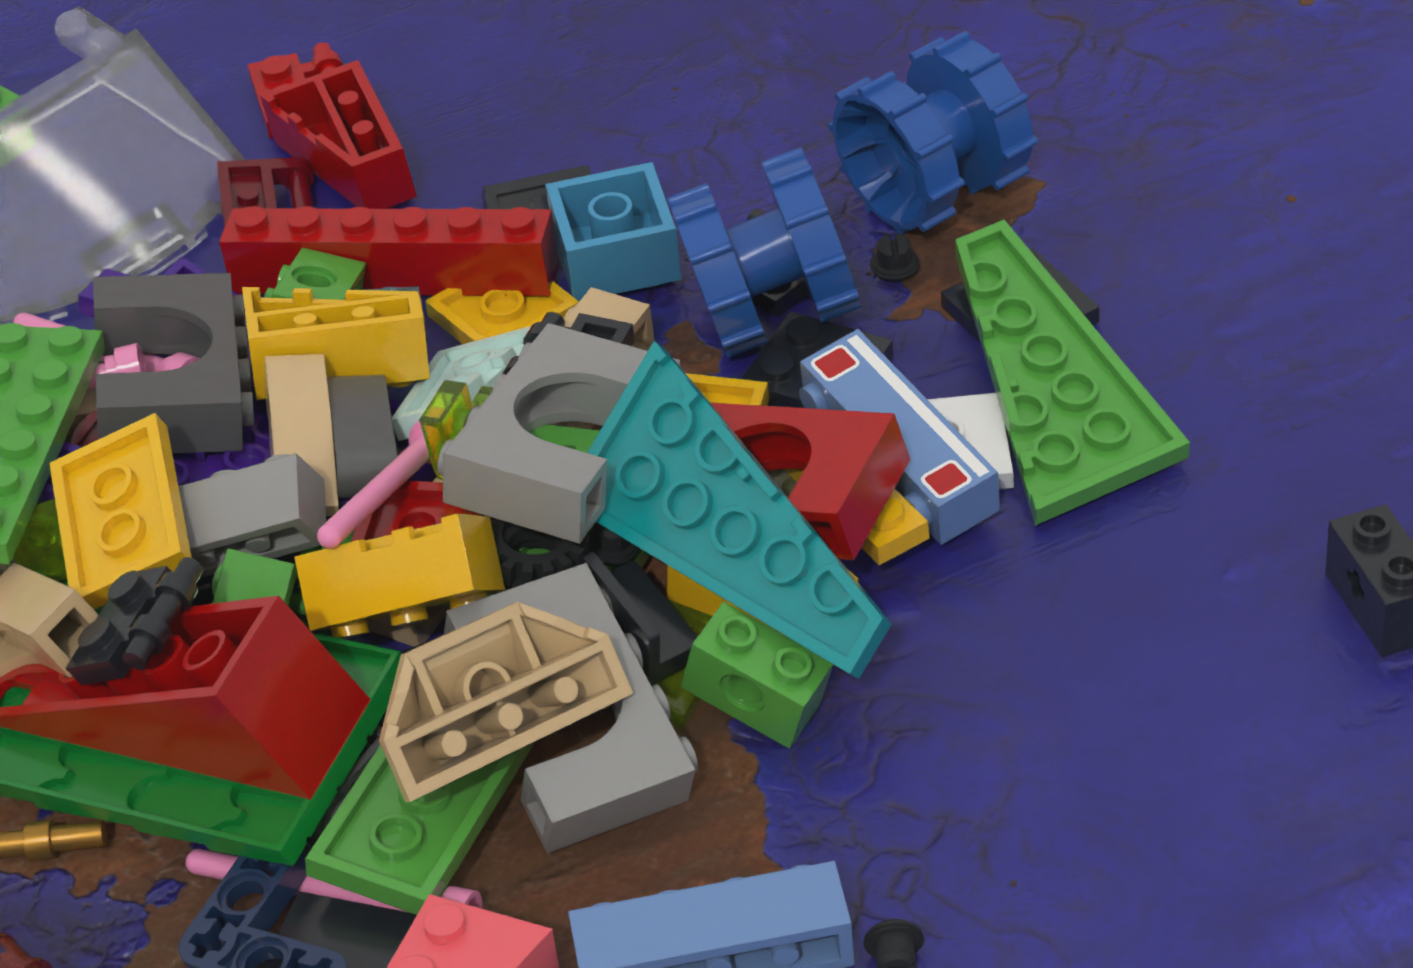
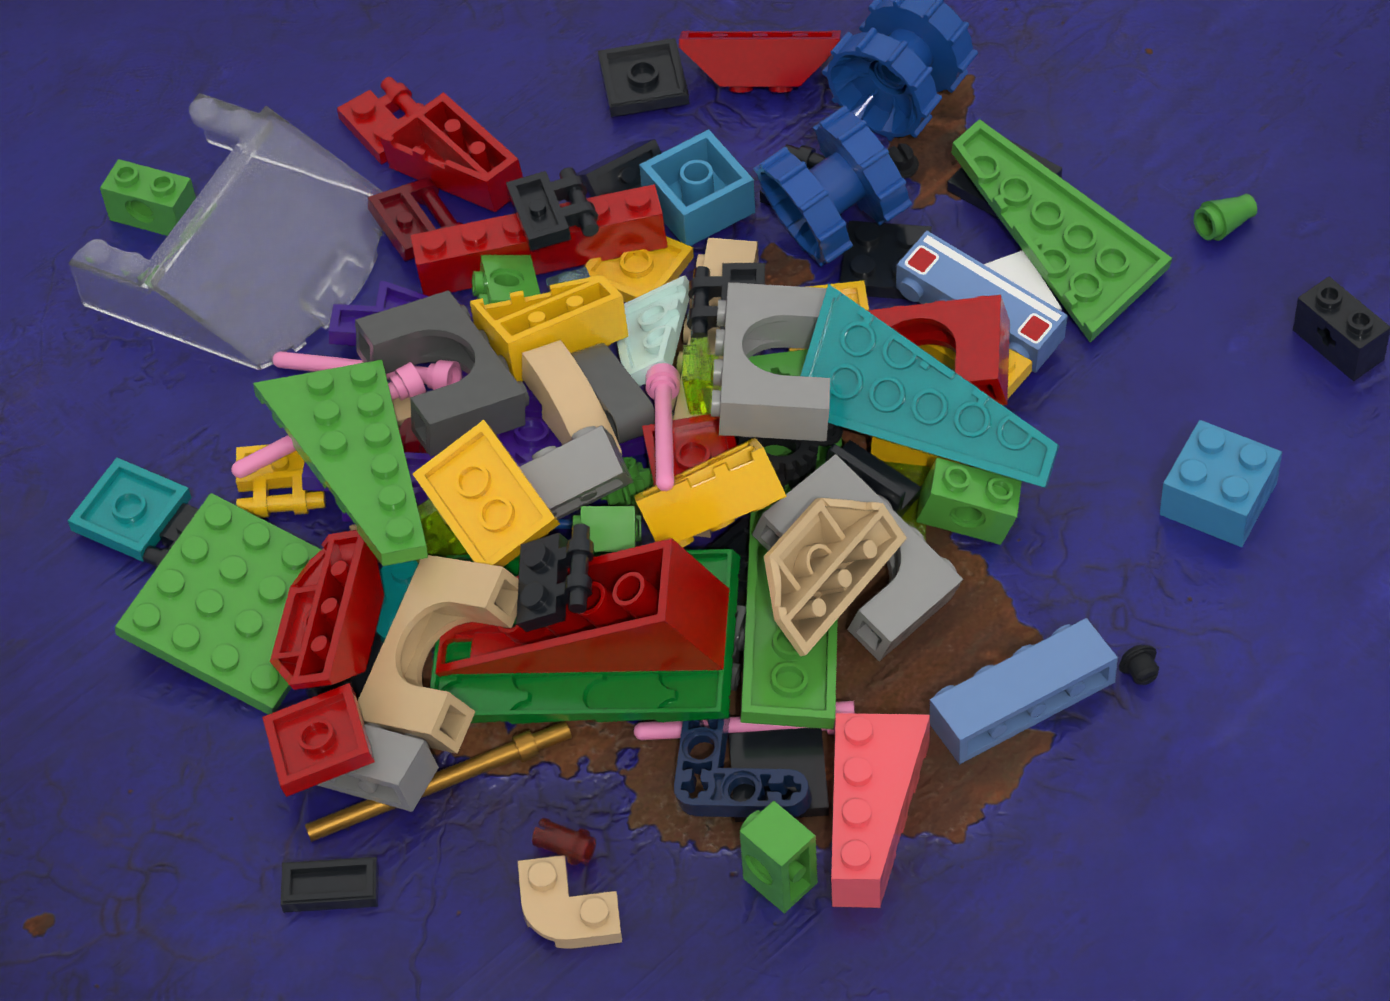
camera: 20 degrees left, 10 degrees up
(385, 208) = (540, 213): none -> black plate
(625, 101) = (643, 77): none -> black plate
(758, 100) = (759, 57): none -> red wedge
(1117, 737) = (1220, 483): none -> dark azure brick
(1289, 408) = (1222, 216): none -> bright green cone

